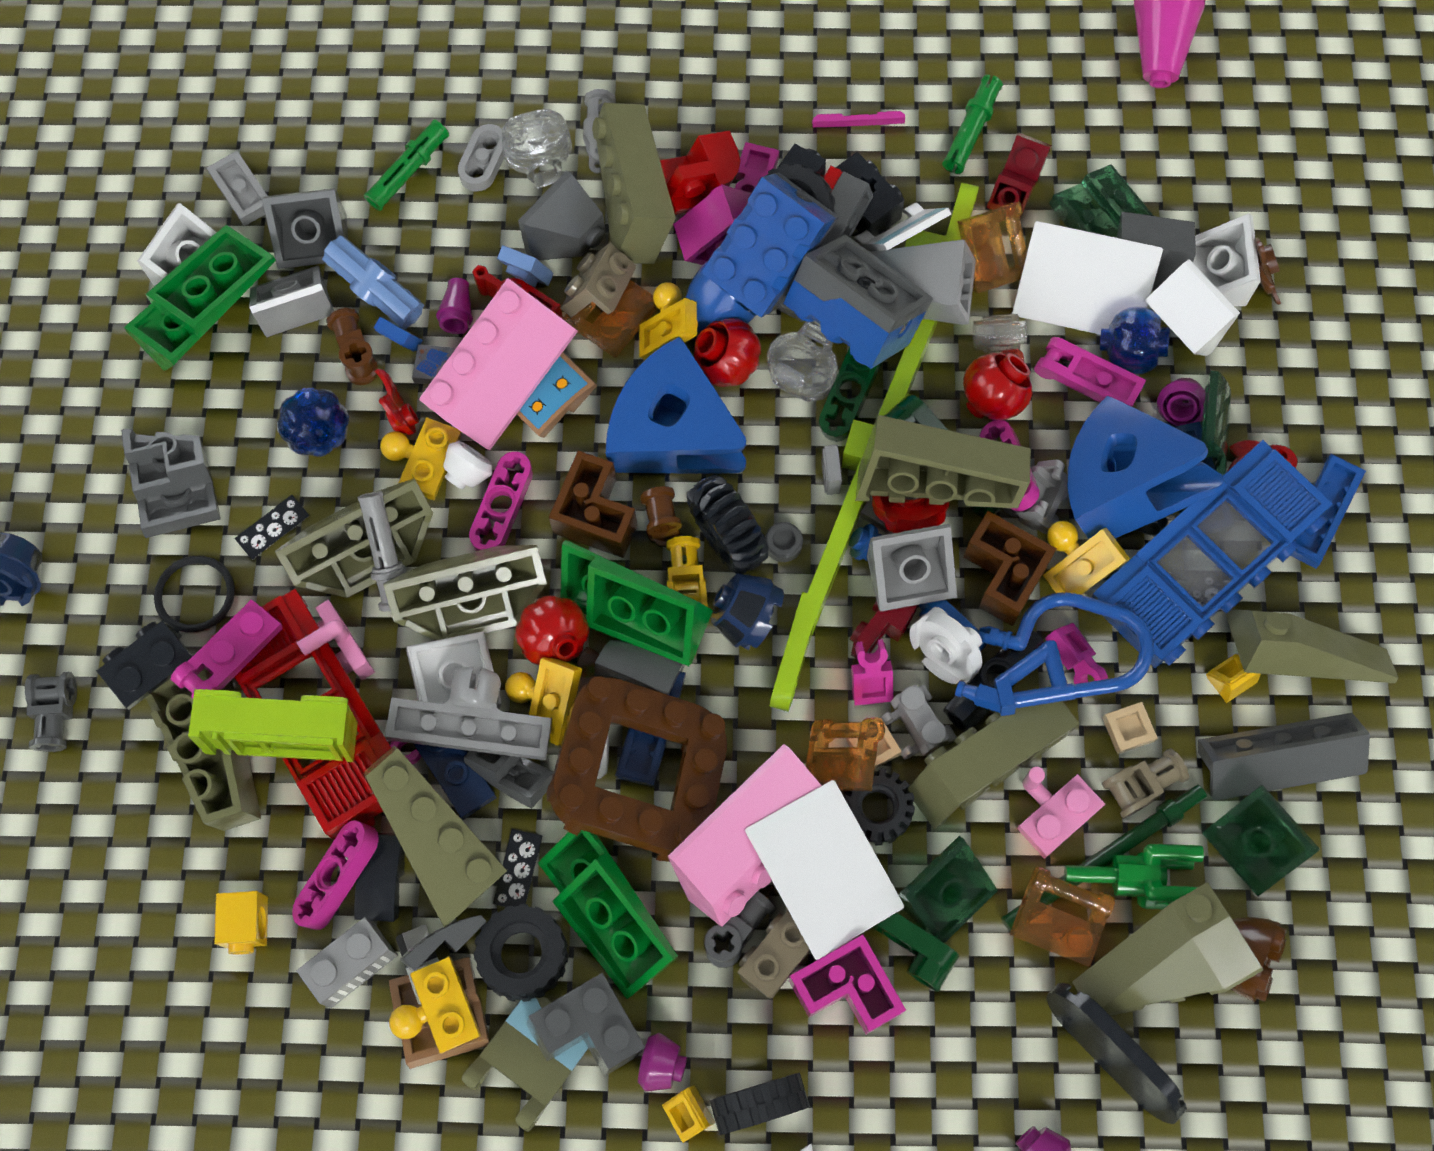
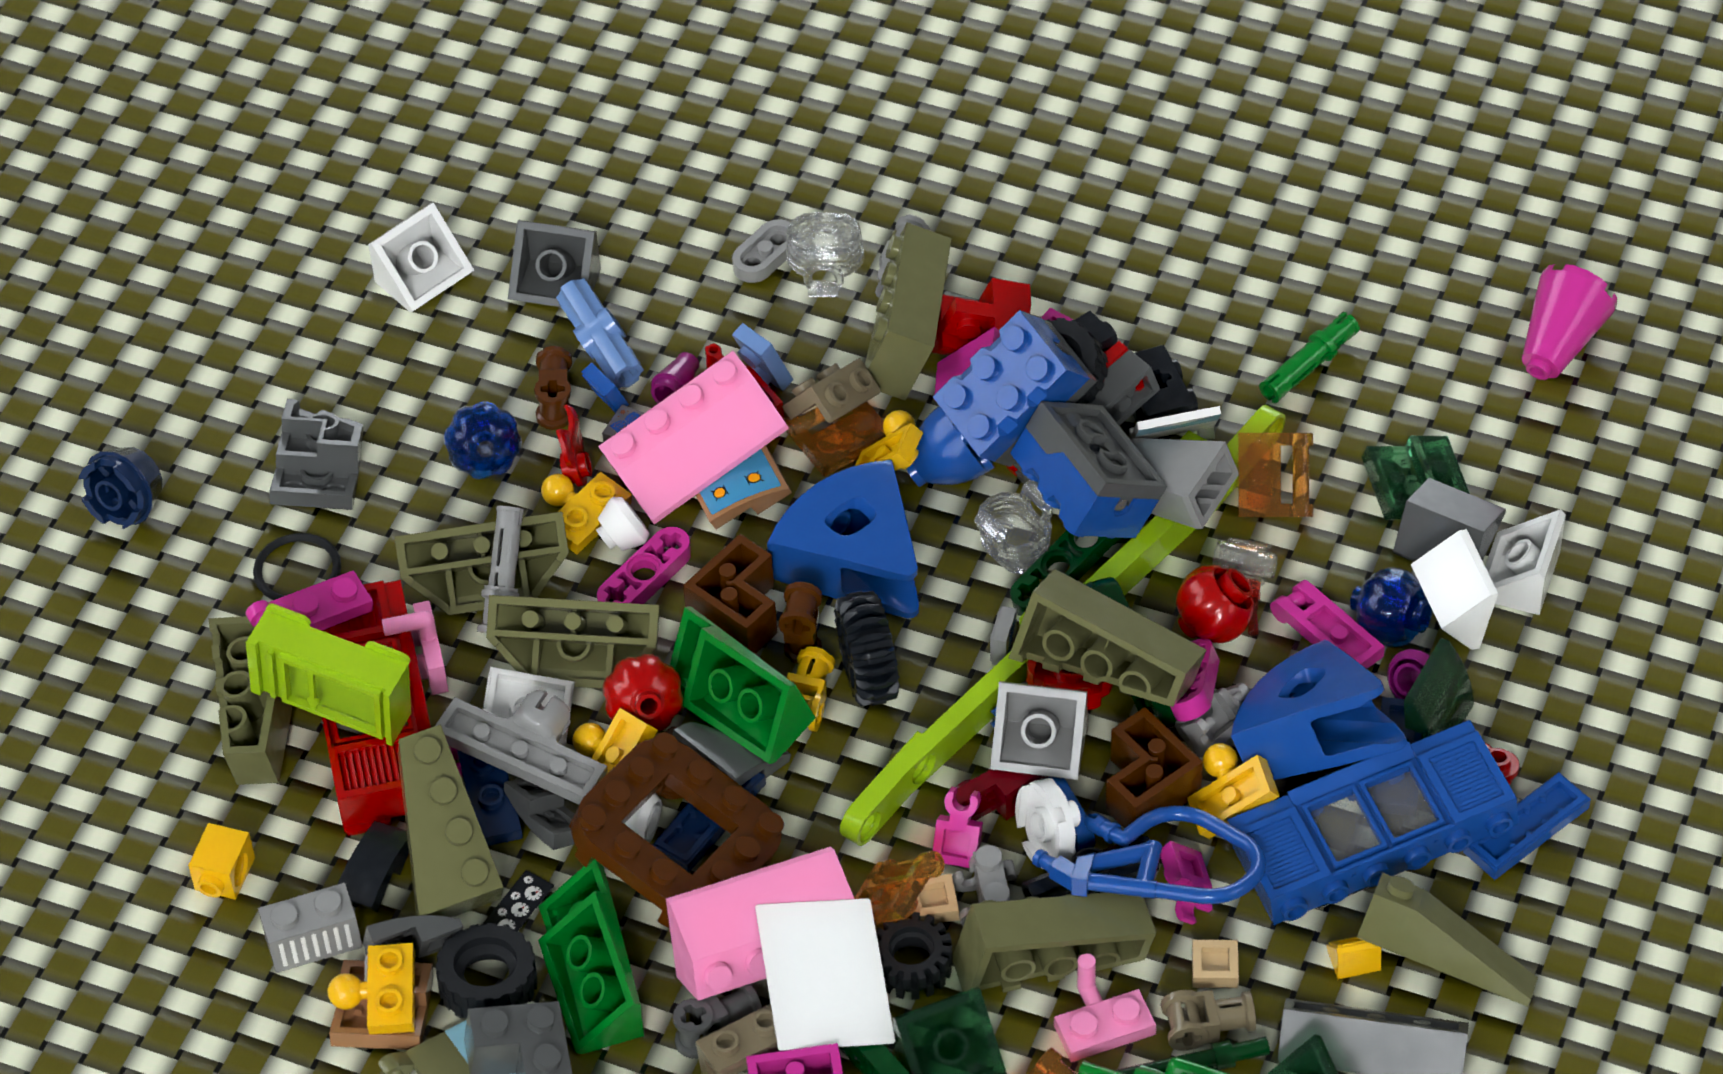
camera: 20 degrees right, 20 degrees down
(49, 704) = (113, 622): dark grey connector -> none
(144, 664) = (222, 596): black bracket -> none
(197, 295) = (416, 296): green slope -> none
(239, 187) = (499, 211): light grey plate -> none
(271, 527) = (382, 536): black sticker -> none
(290, 301) = (507, 332): light grey slope -> none
(312, 906) = (331, 847): dark pink beam -> none
(415, 155) = (696, 230): green pin -> none
(562, 222) = (817, 326): dark grey slope -> none
(728, 352) = (939, 494): red plant -> none
(745, 609) = (850, 728): dark blue cone -> none
(784, 541) = (924, 692): dark grey tile -> none
(838, 120) = (1210, 327): dark pink piece -> none
(1020, 172) = (1341, 420): dark red slope -> none
(1083, 277) = (1355, 526): white sticker -> none
(1267, 266) = (1568, 575): reddish brown plate -> none

